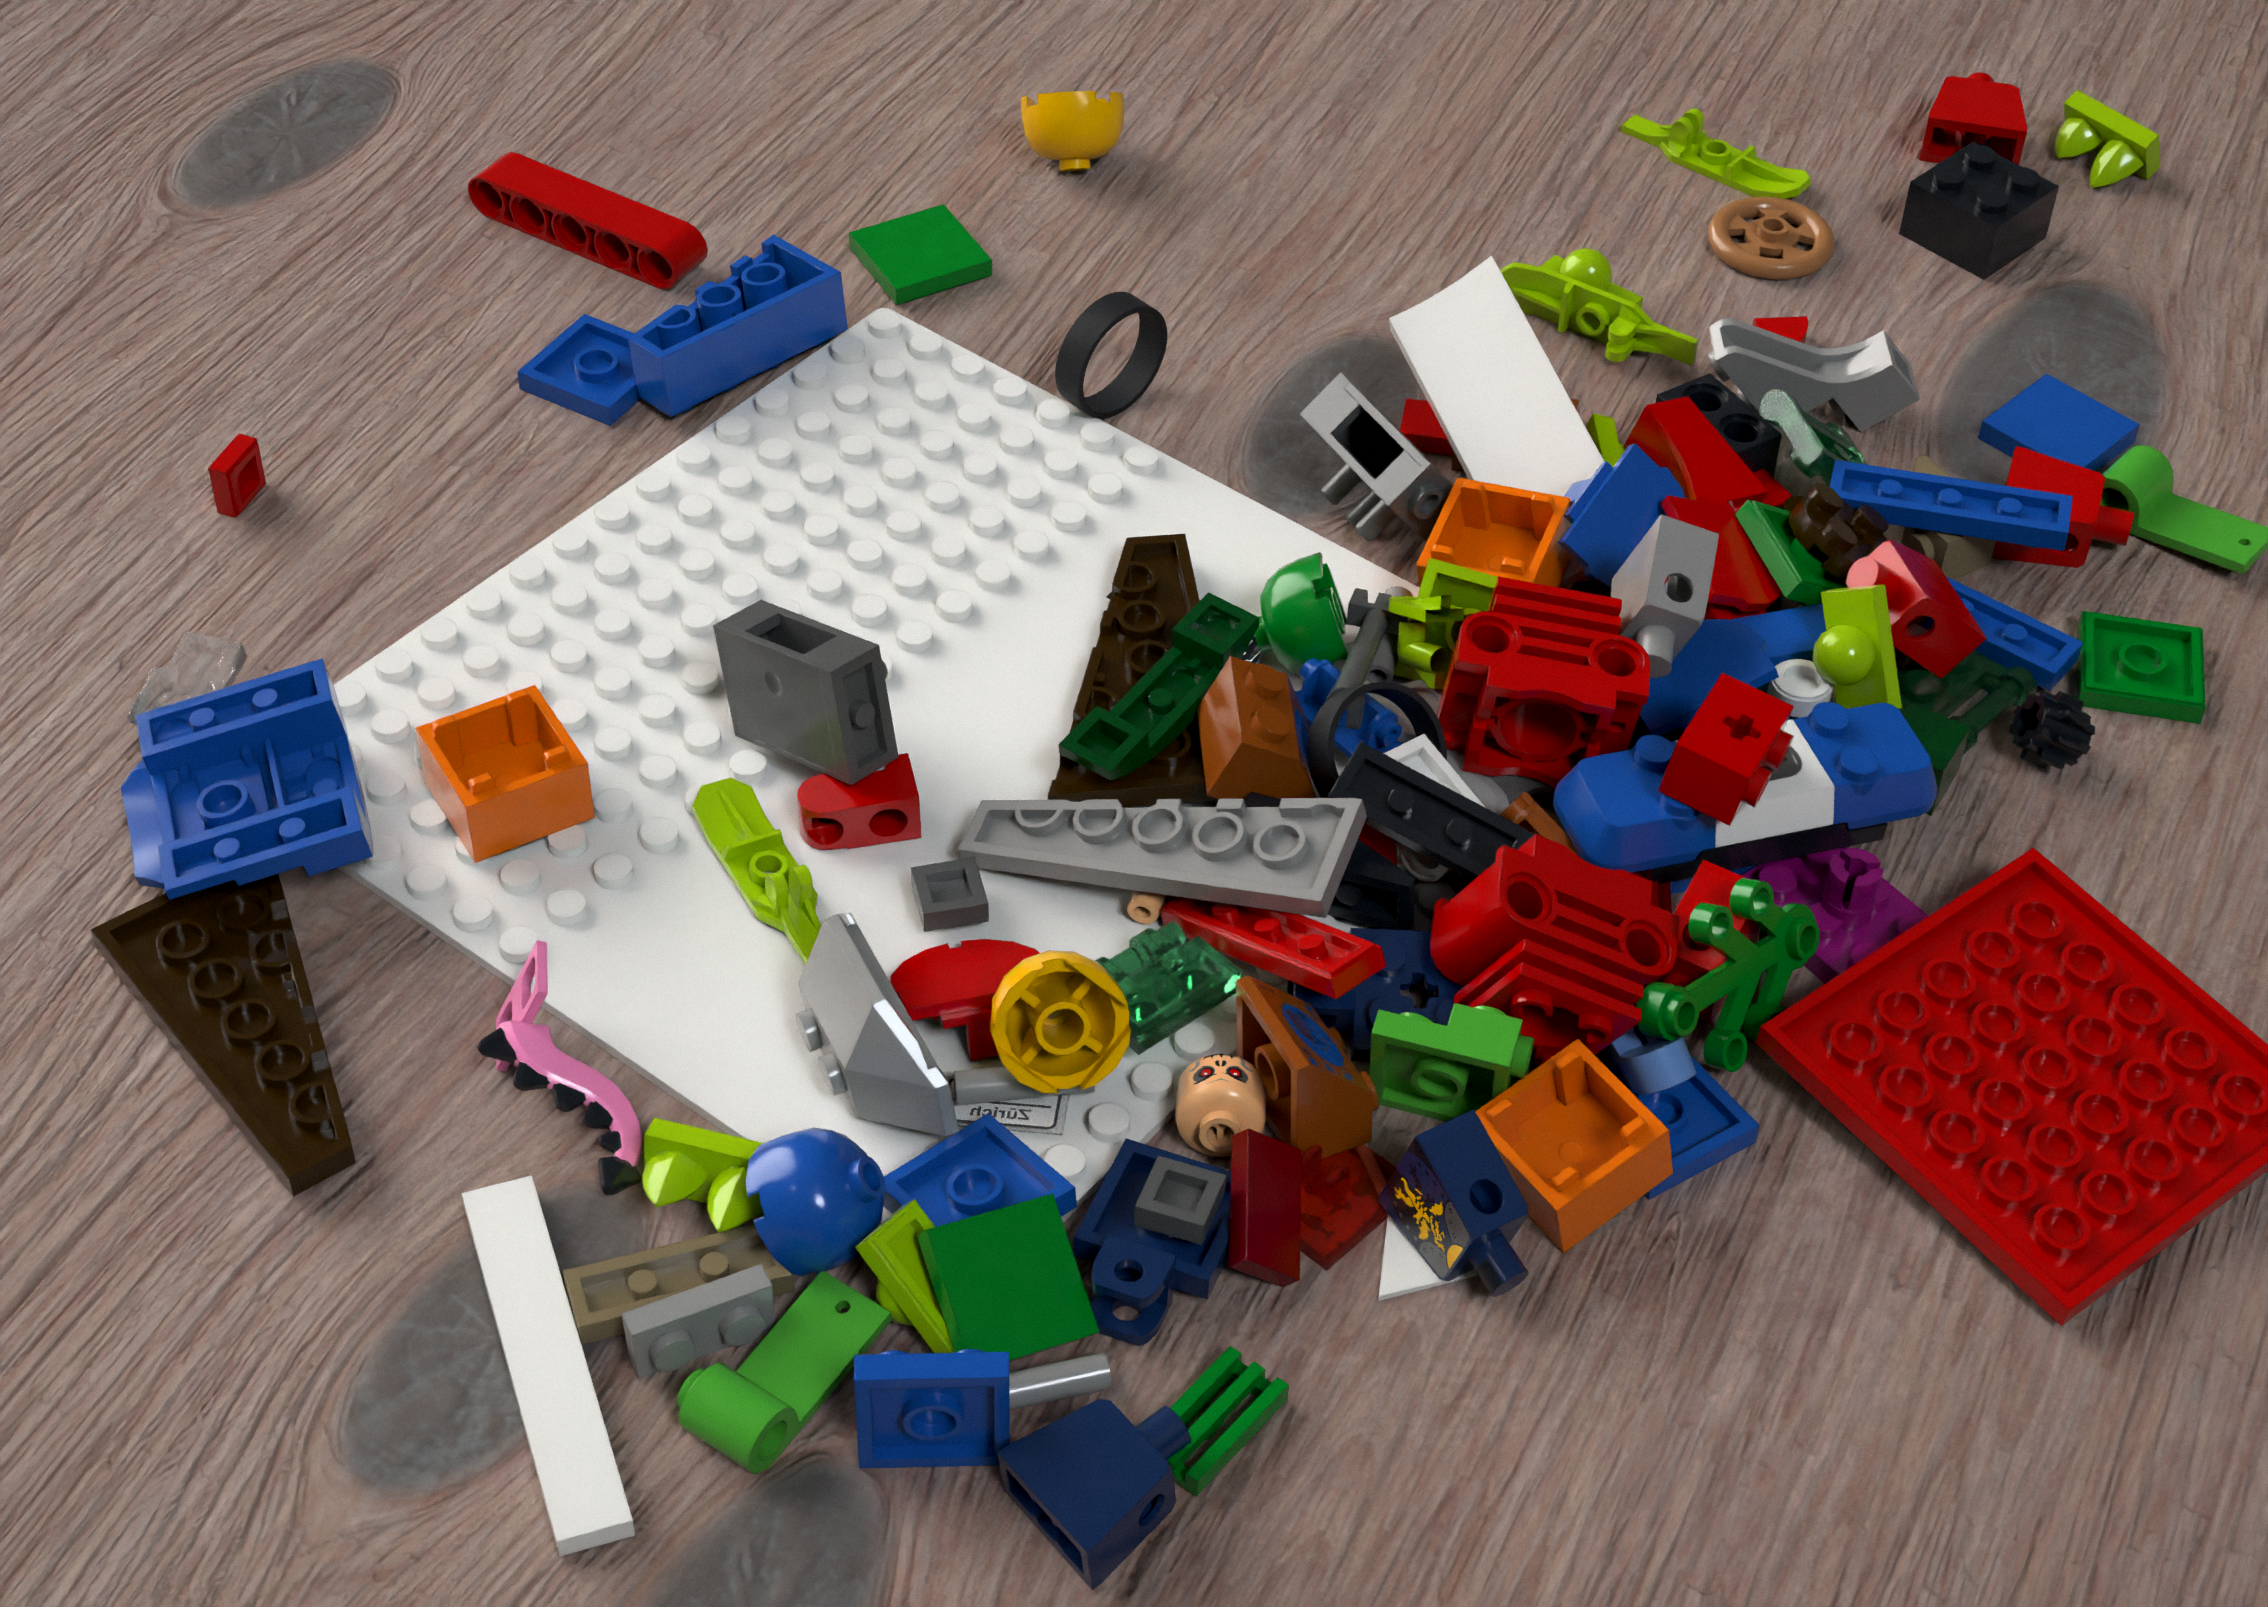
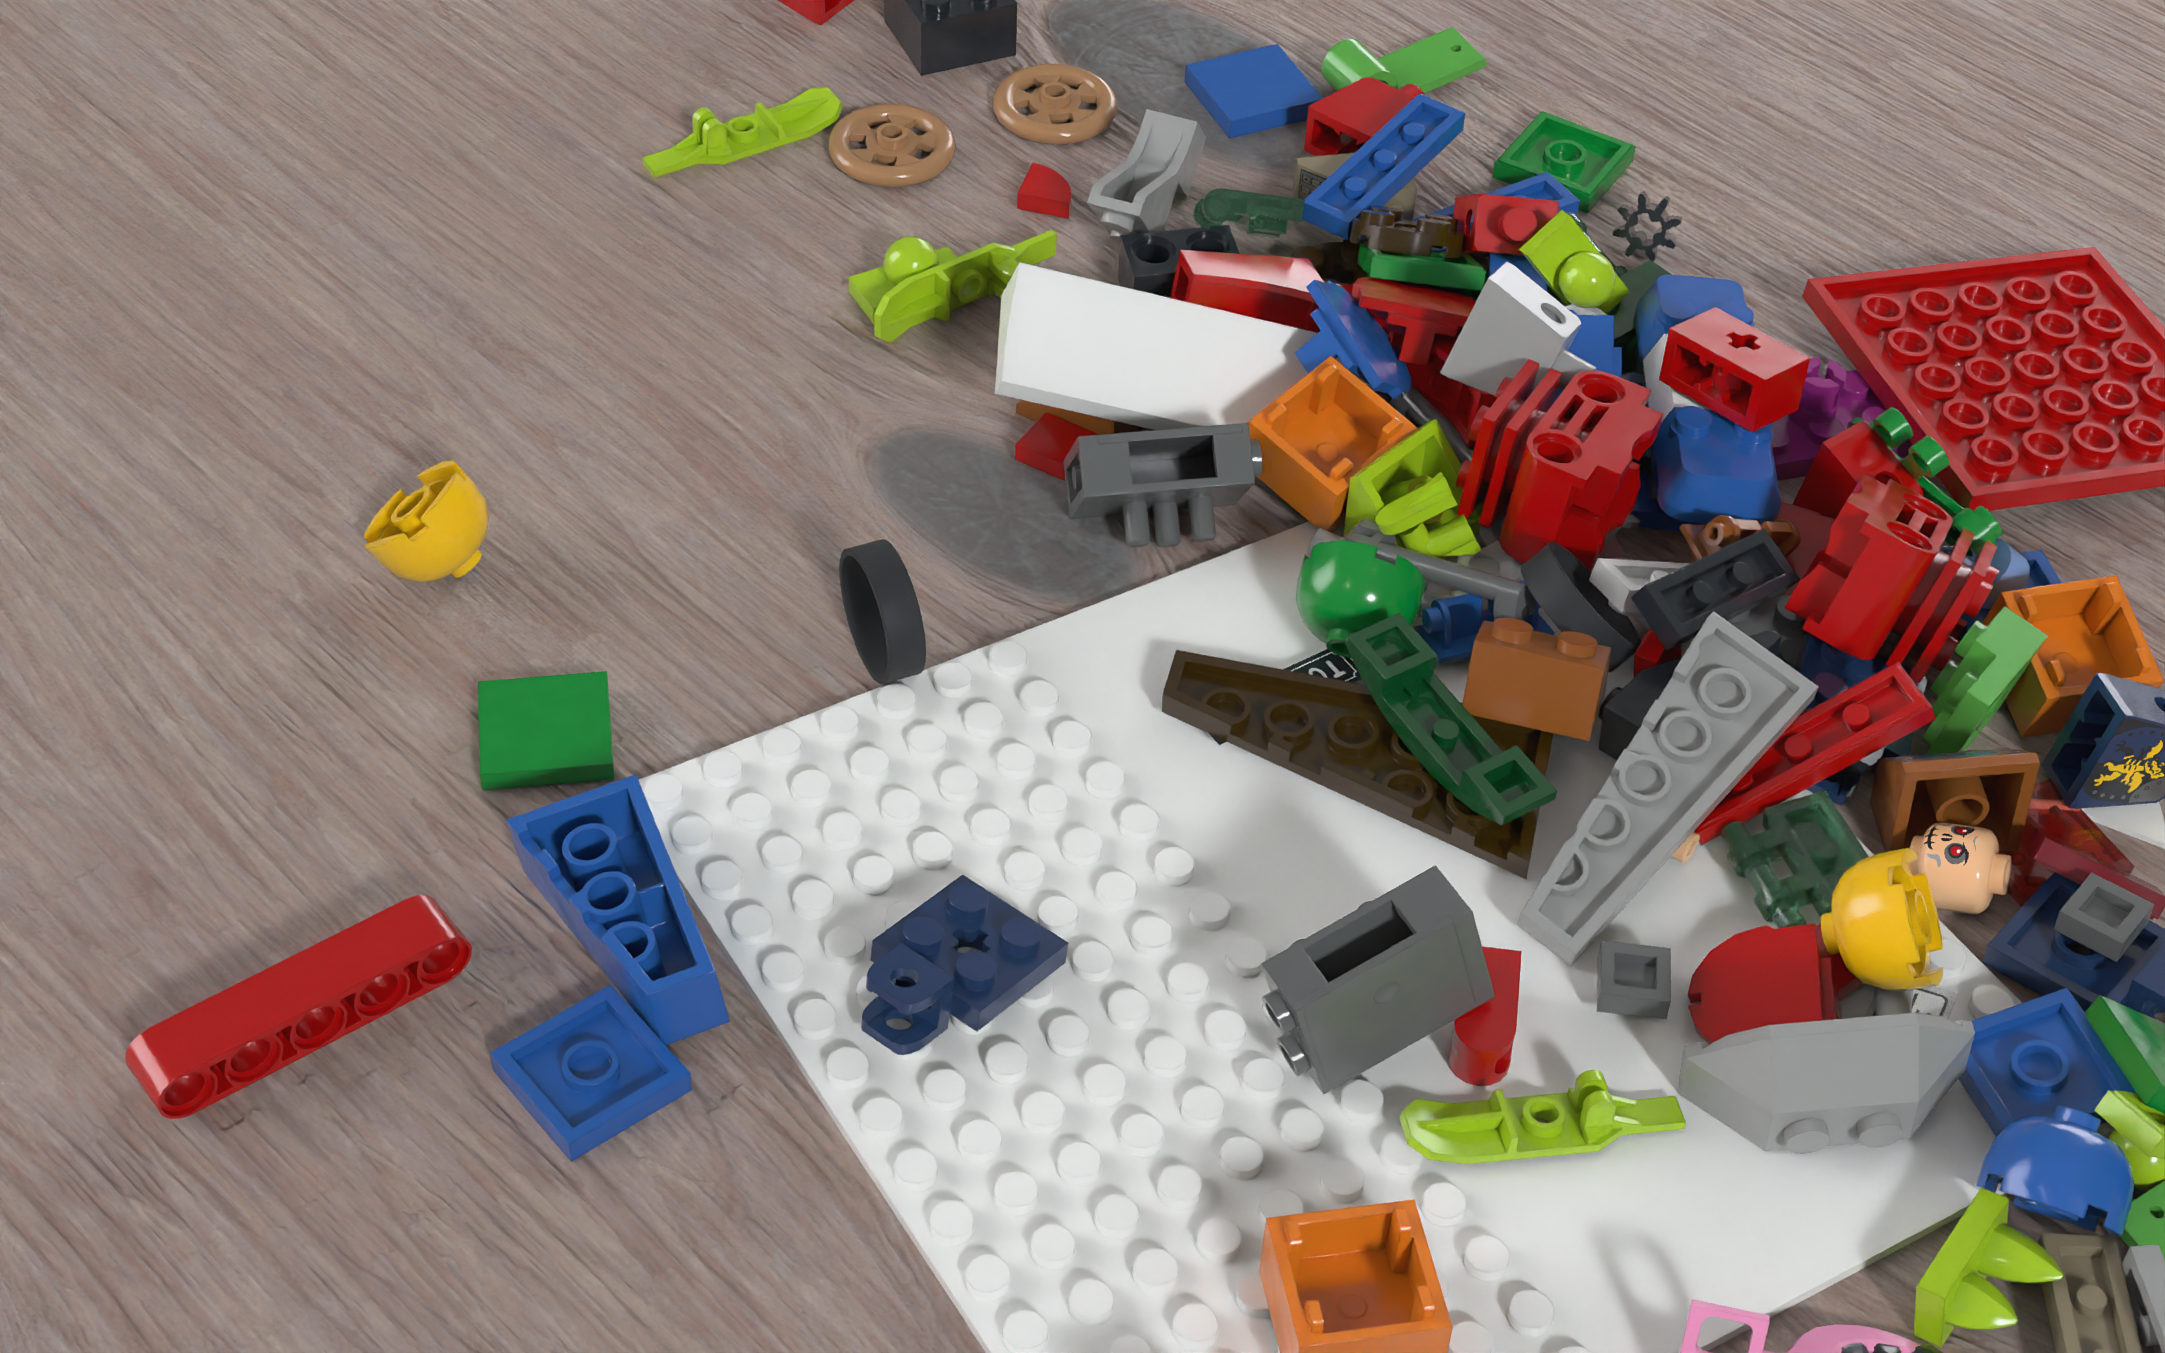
camera: 70 degrees left, 0 degrees up
(740, 488) = (927, 979): none -> dark blue plate
(1921, 314) = (1055, 104): none -> medium nougat plate

